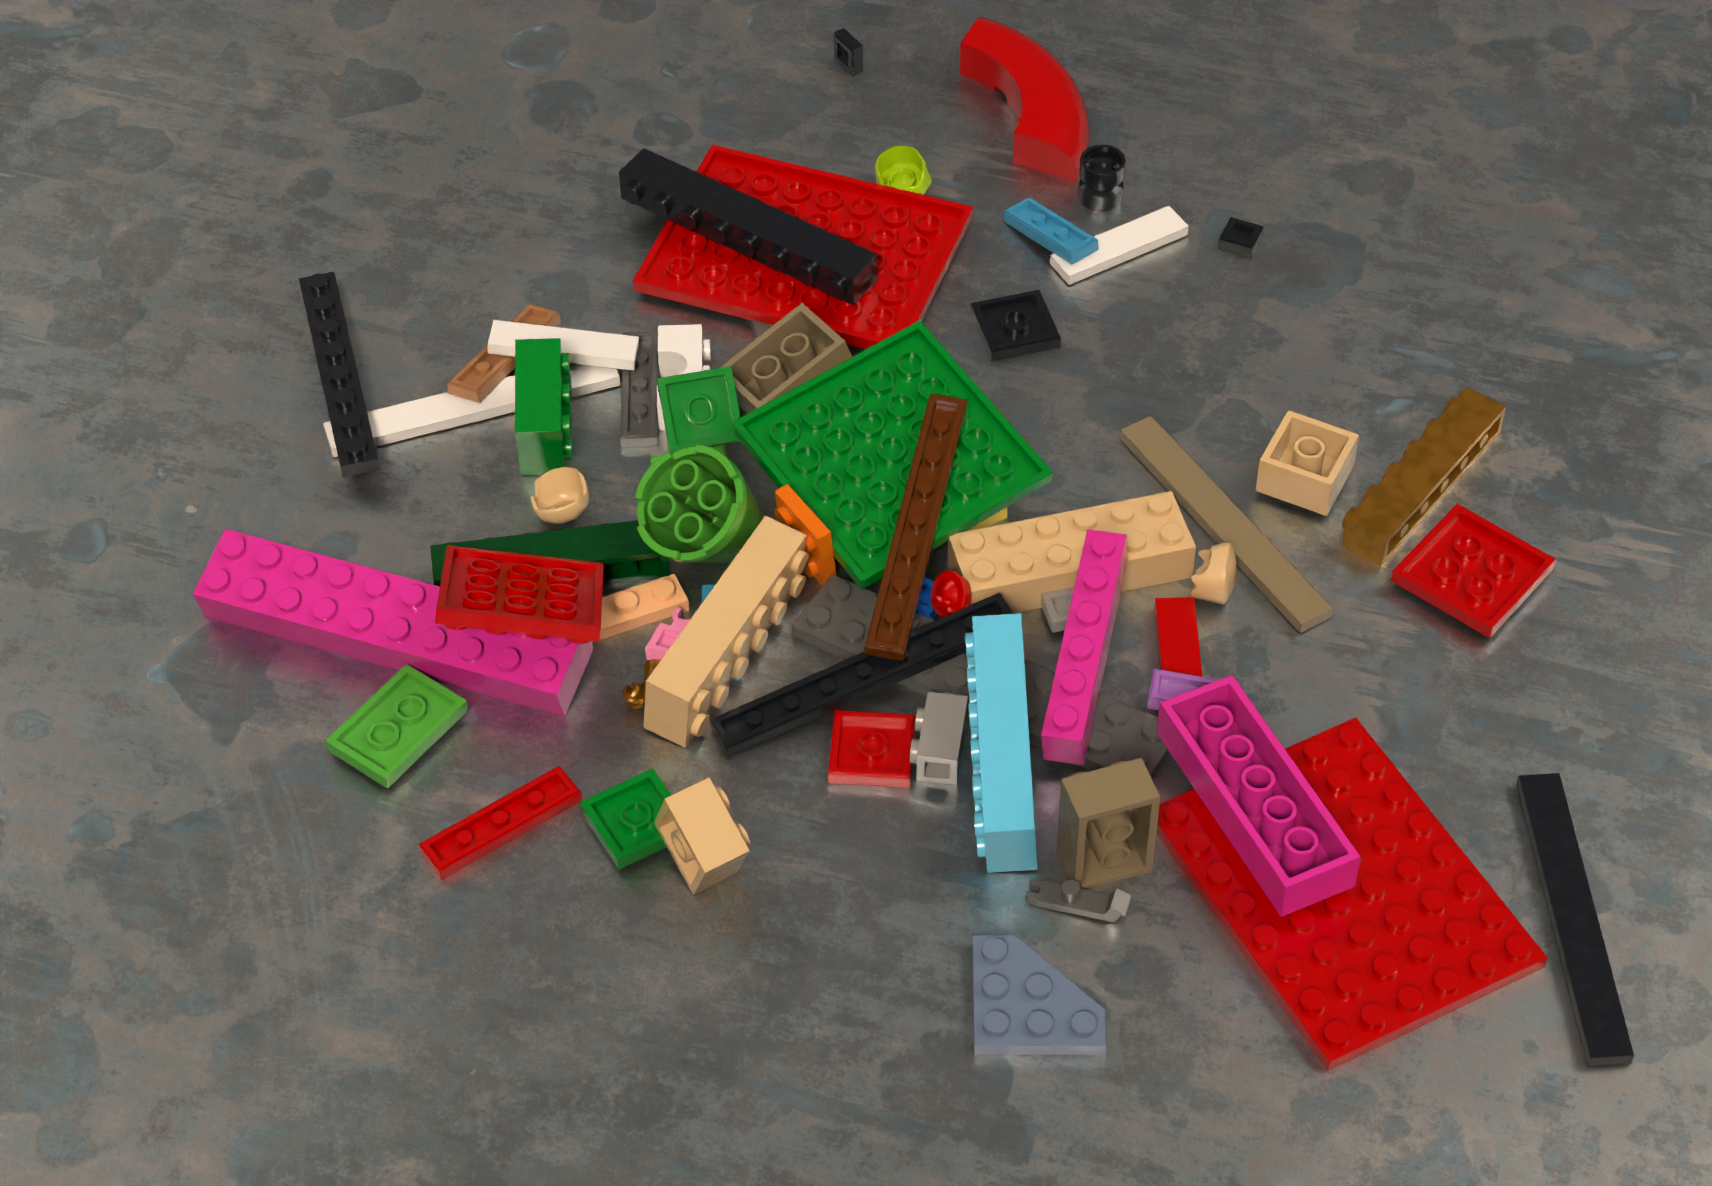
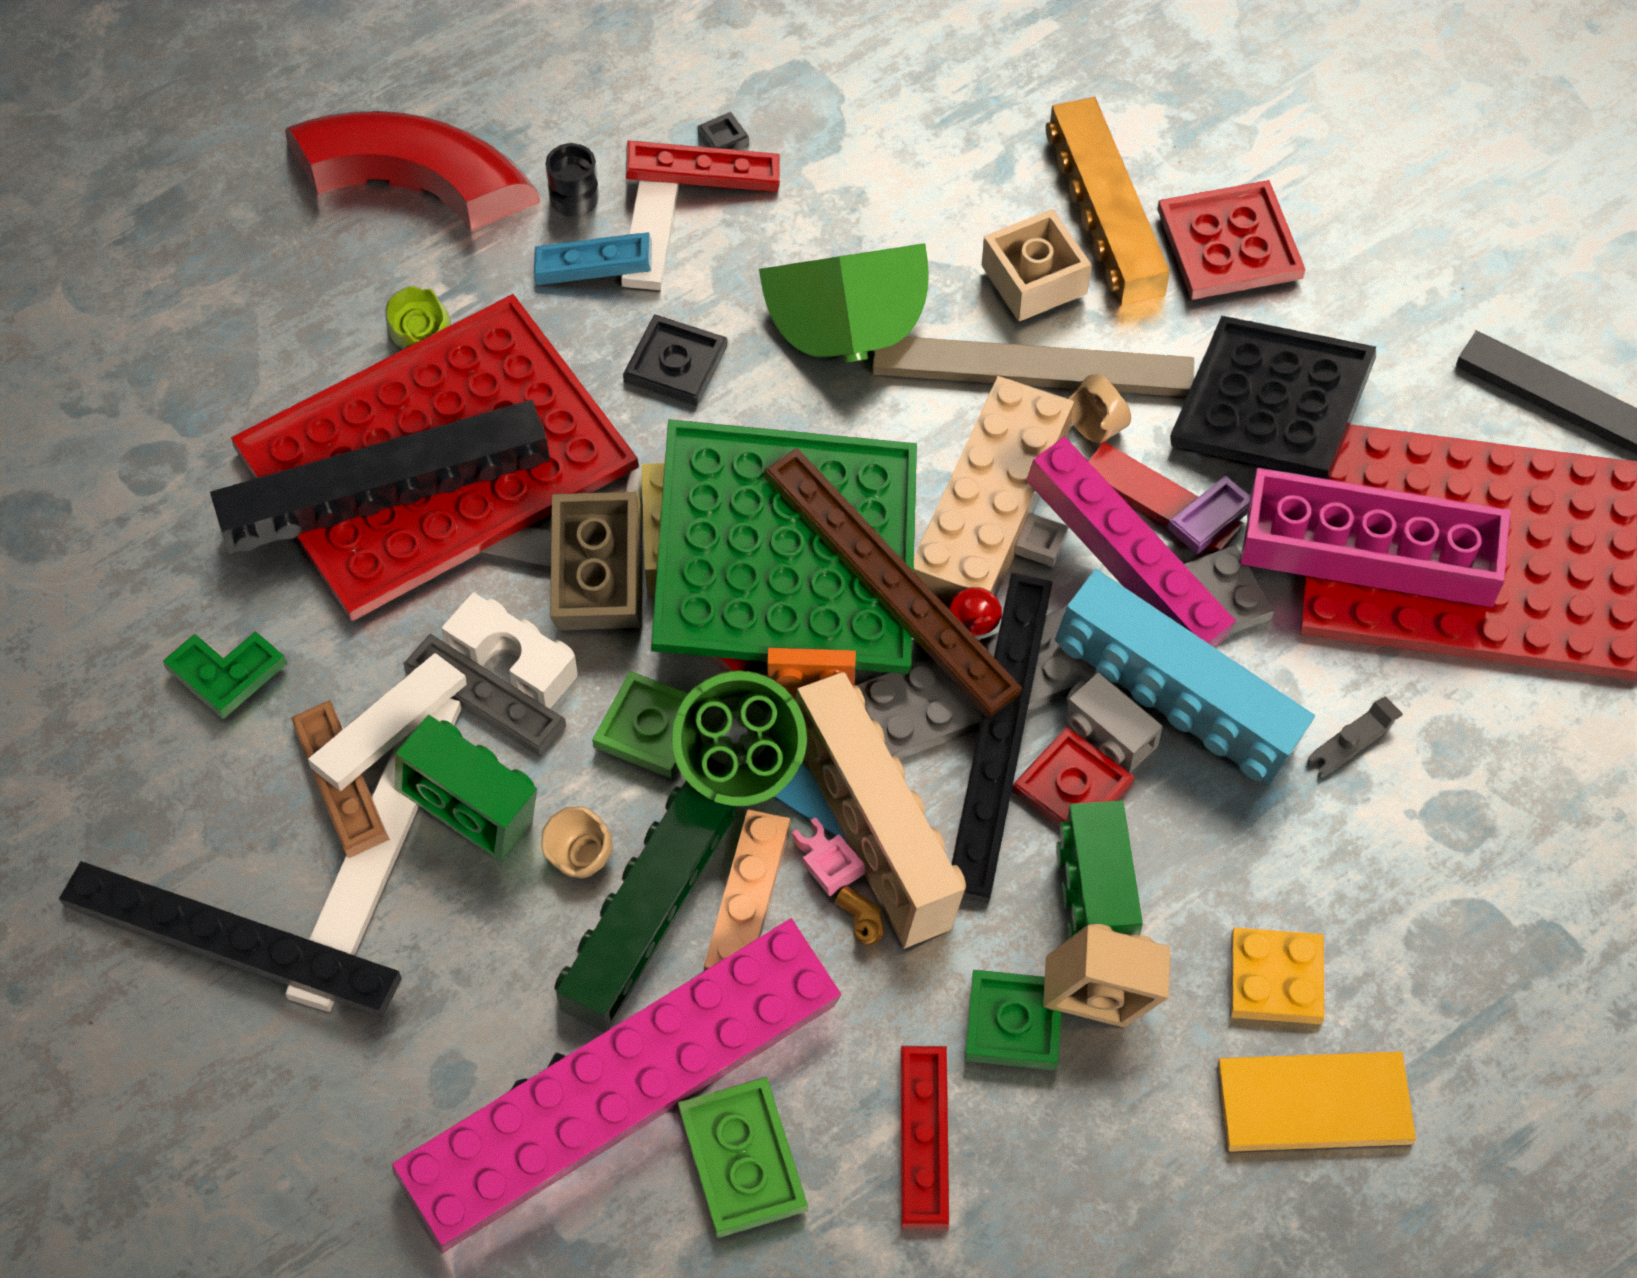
camera: 55 degrees left, 10 degrees up
(520, 594) = (717, 948): red plate -> none
(529, 256) = (226, 680): none -> green plate
(699, 408) = (587, 660): green plate -> none
(728, 1045) = (1315, 1101): none -> yellow tile
(789, 793) = (1099, 868): none -> green brick
(817, 963) = (1277, 975): none -> yellow plate
(848, 51) = (214, 255): black tile -> none
(1029, 1005) = (1431, 844): sand blue plate -> none
(1108, 824) = (1332, 657): dark tan brick -> none
(1157, 376) = (848, 300): none -> bright green brick
(1195, 238) = (702, 166): none -> red tile
(1342, 672) = (1274, 397): none -> black plate

